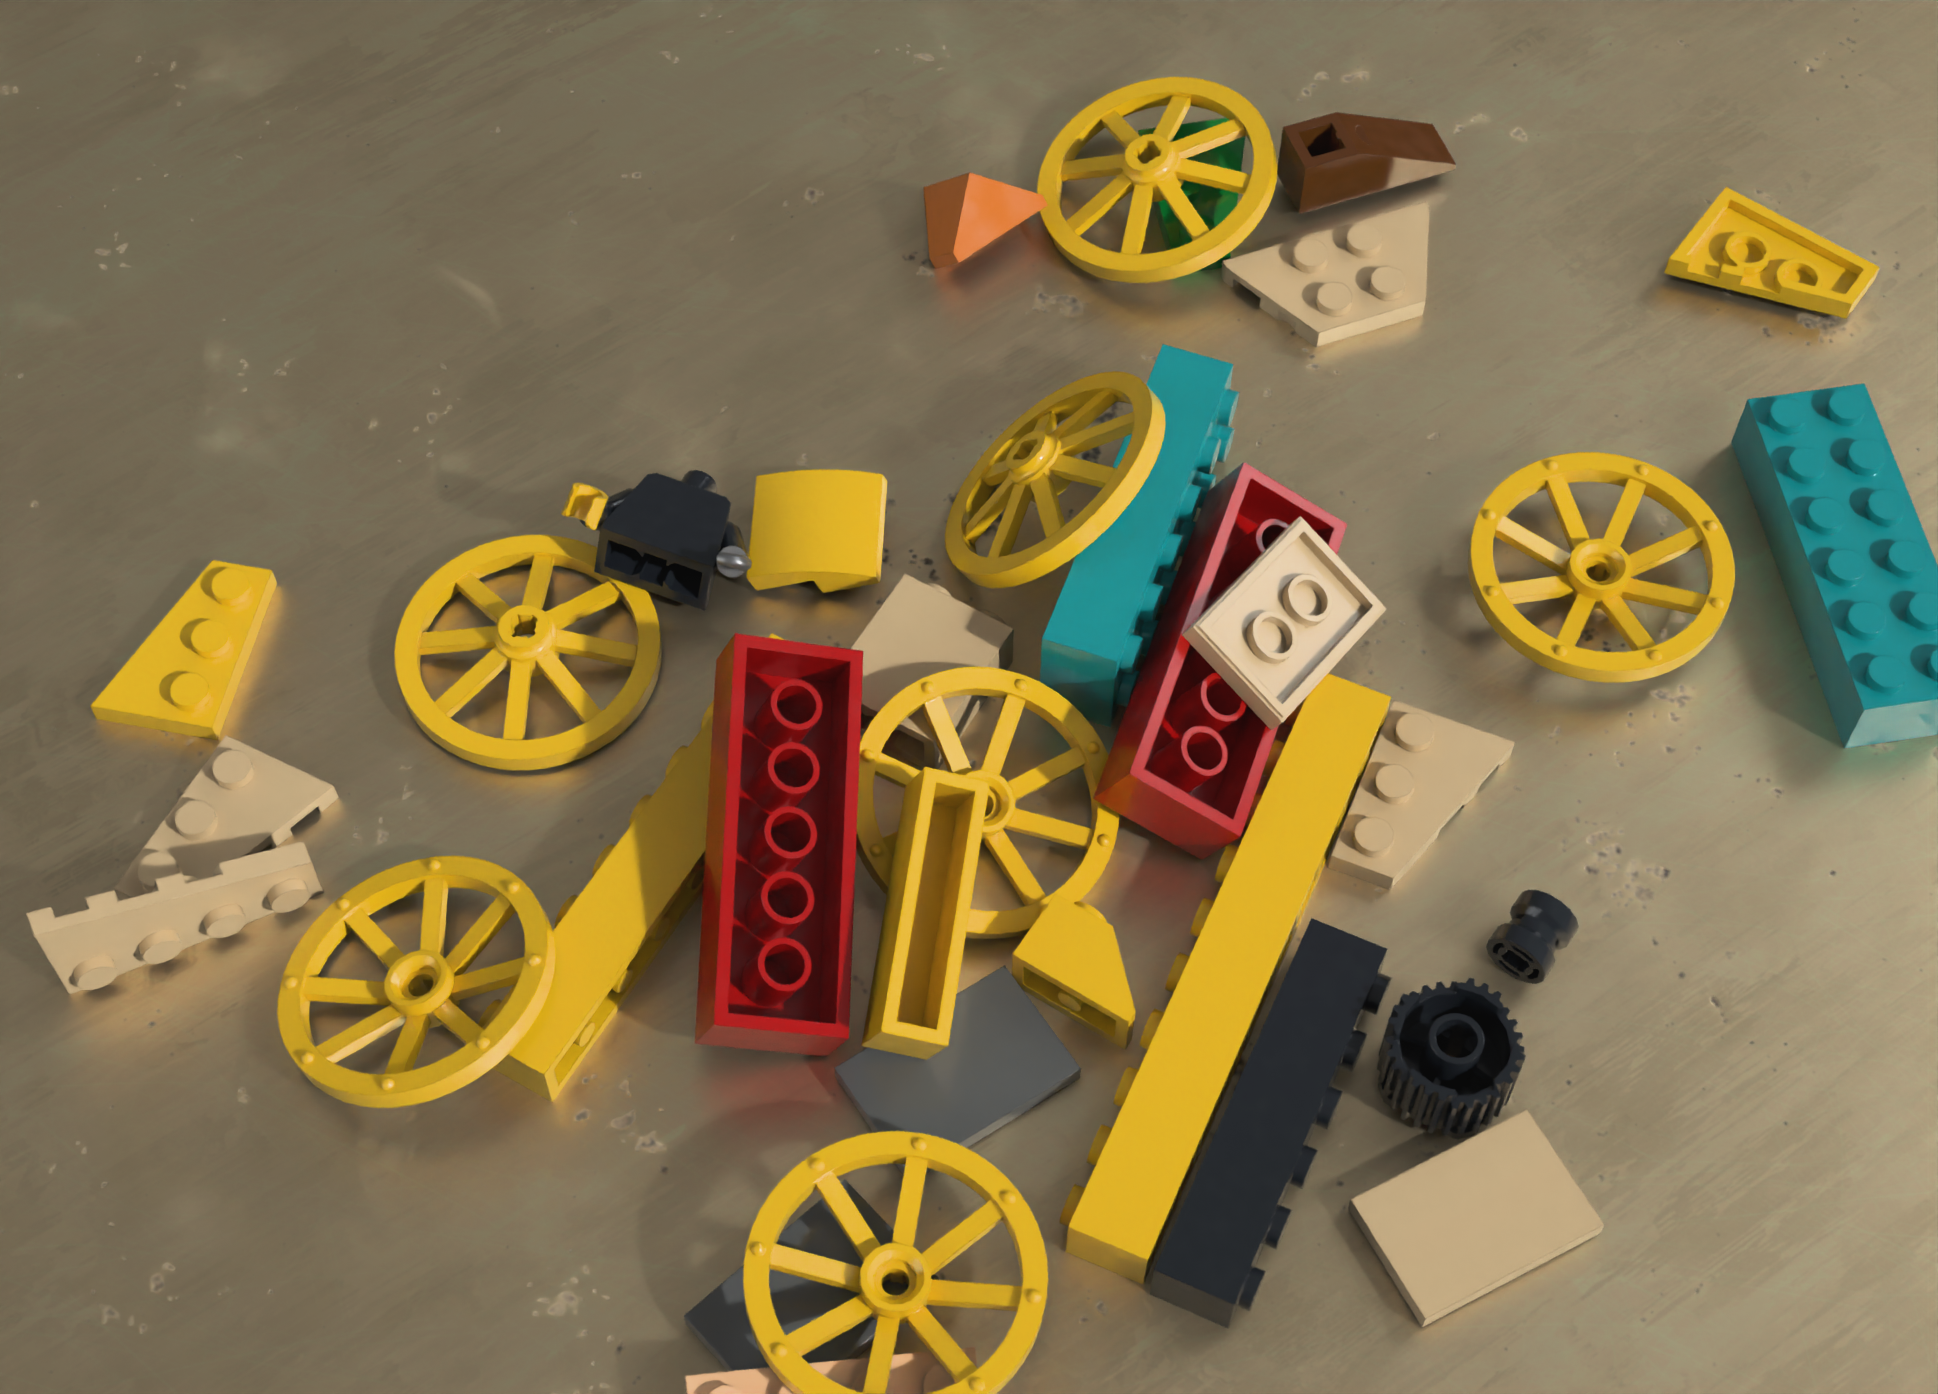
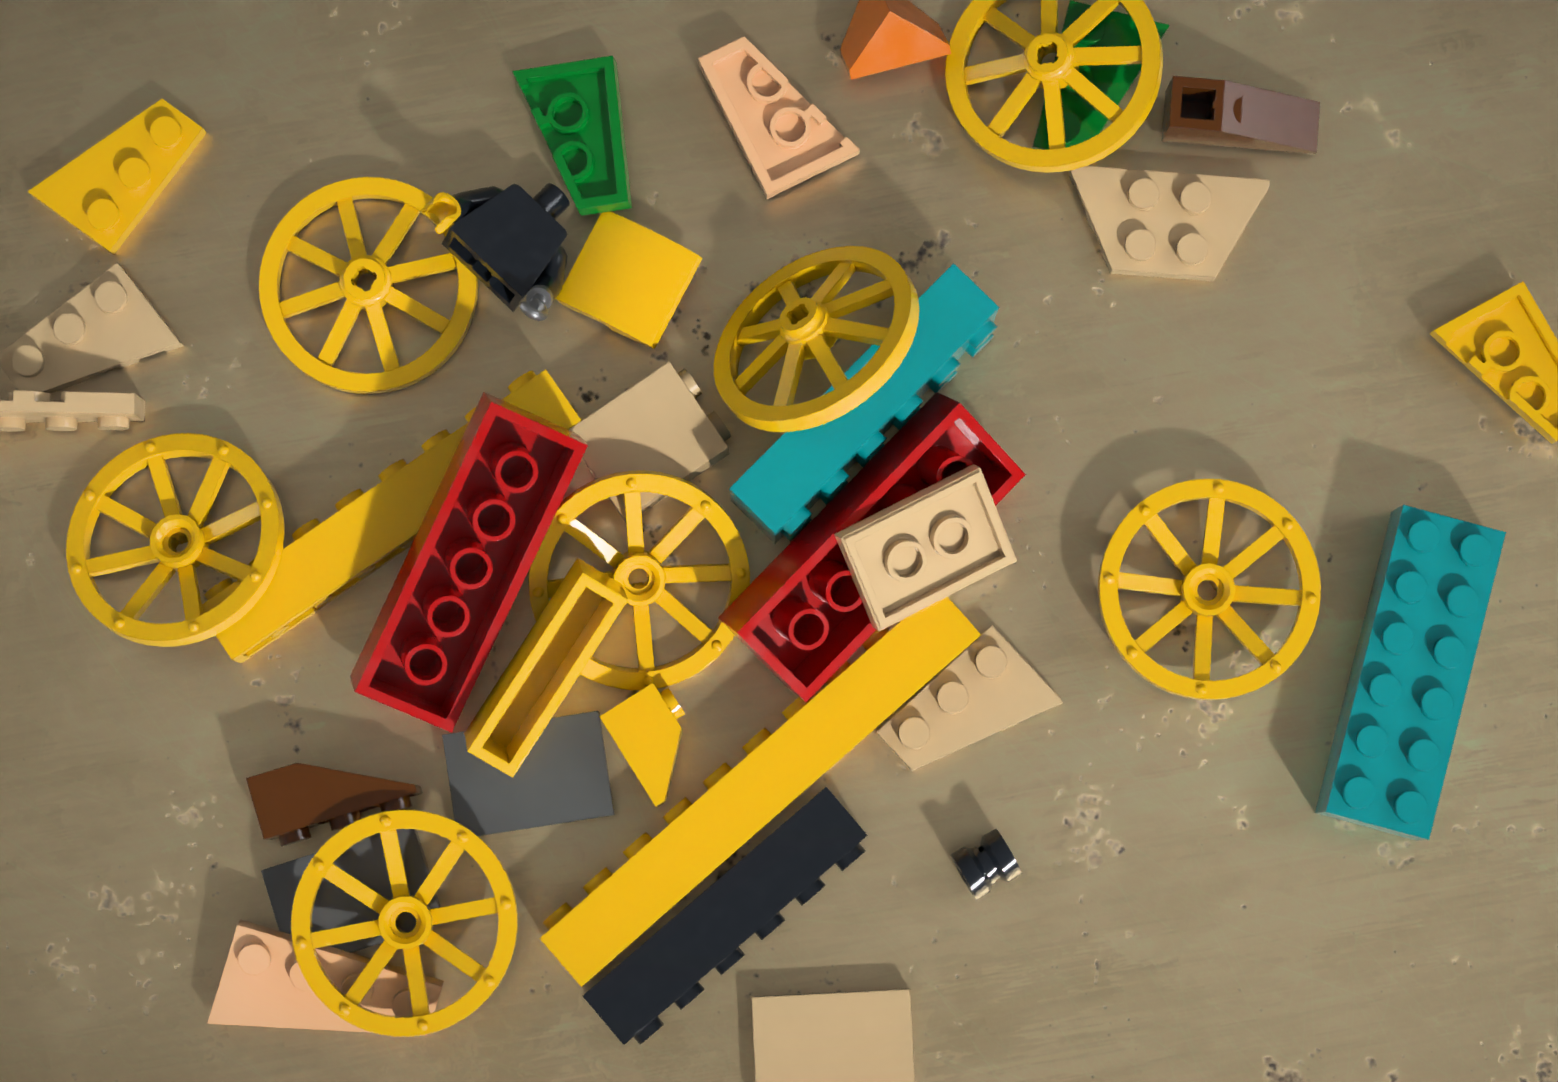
camera: 25 degrees right, 25 degrees up
(696, 414) = (584, 129): none -> green wing
(713, 1195) = (308, 795): none -> reddish brown slope
(893, 340) = (773, 123): none -> light nougat wing
(1446, 1089) = (901, 936): black brick -> none

